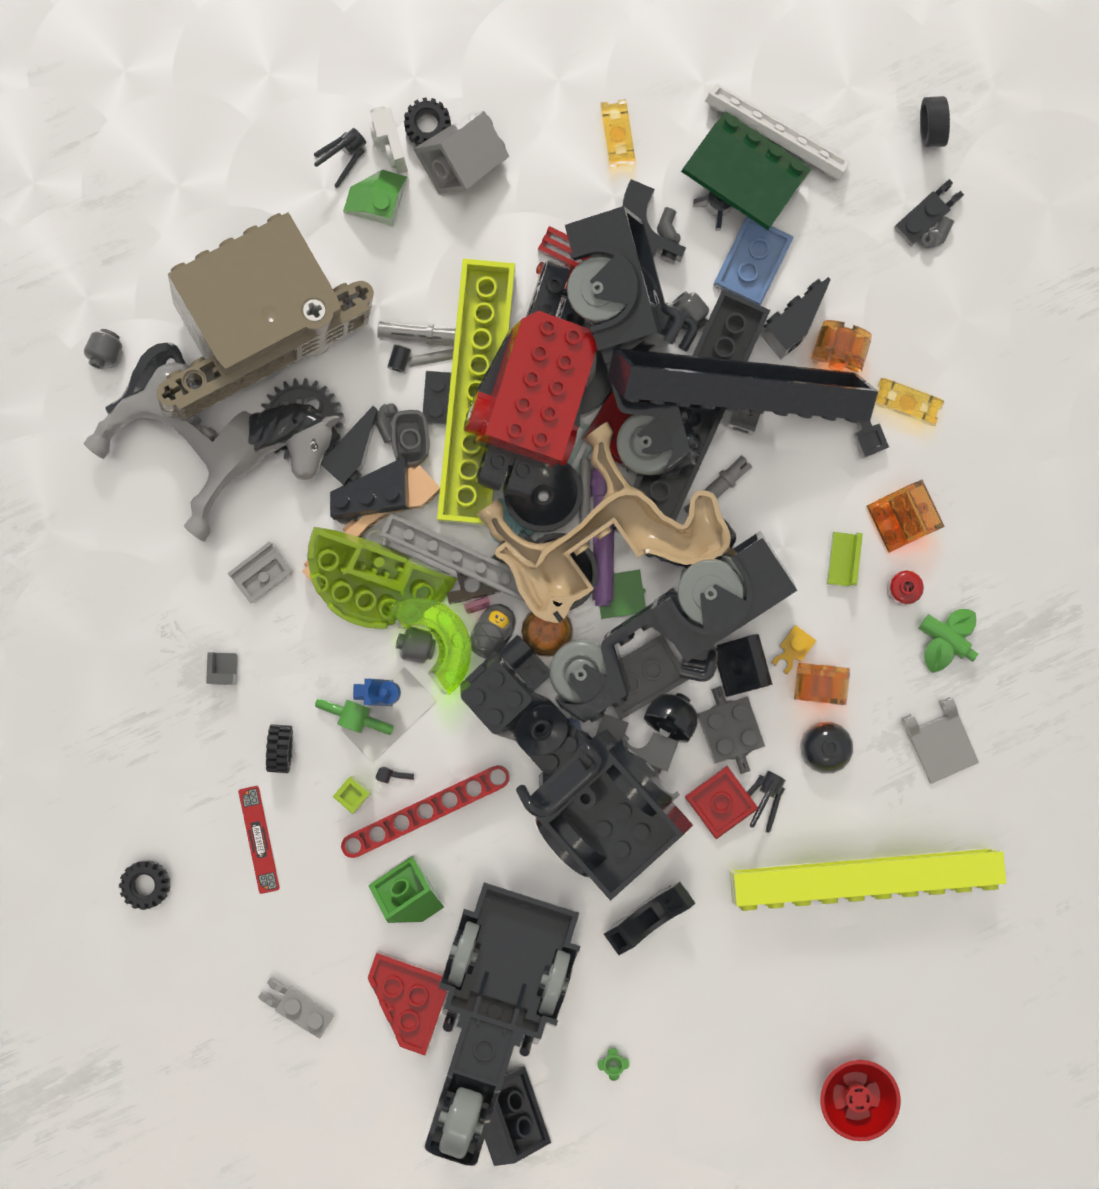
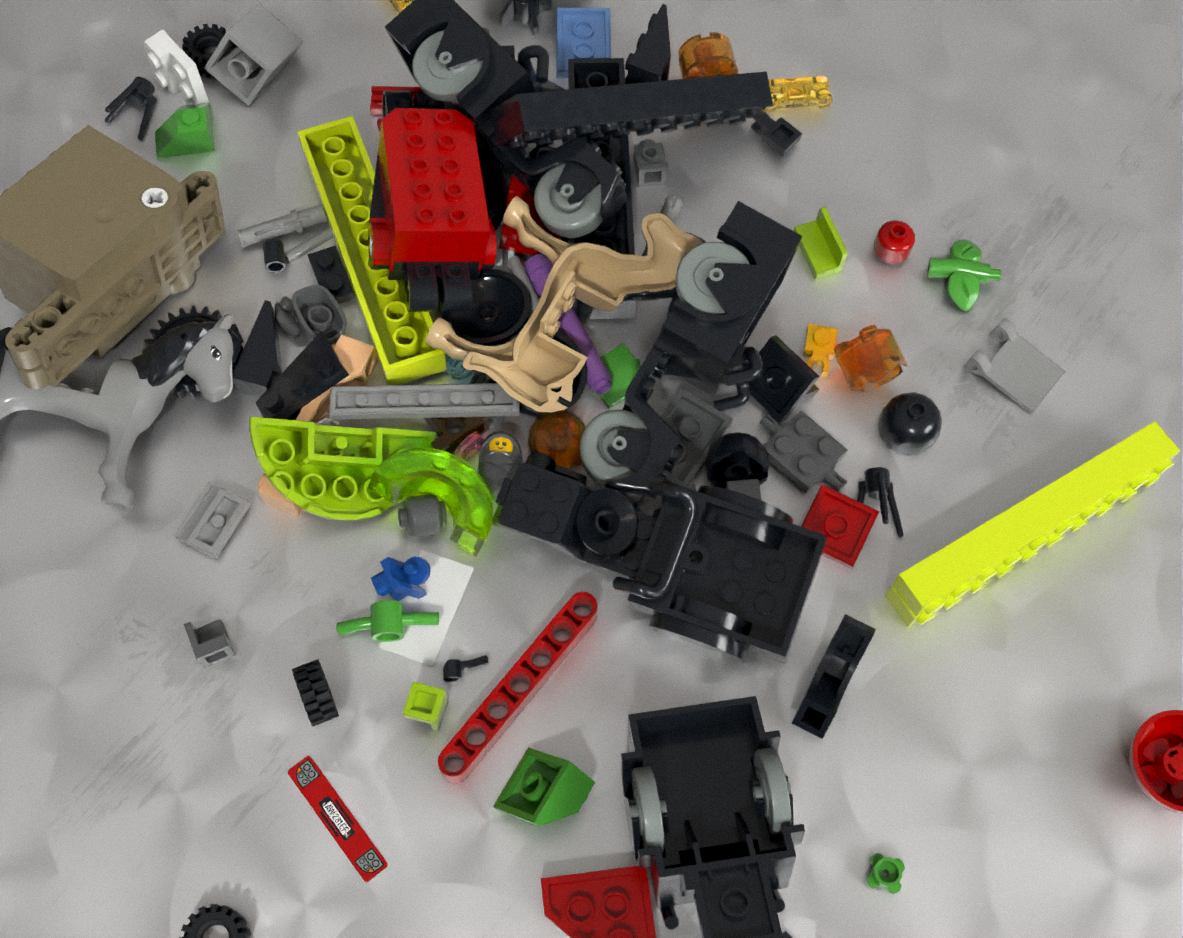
camera: 30 degrees left, 20 degrees down
(905, 516) = (853, 184): clear orange slope -> none

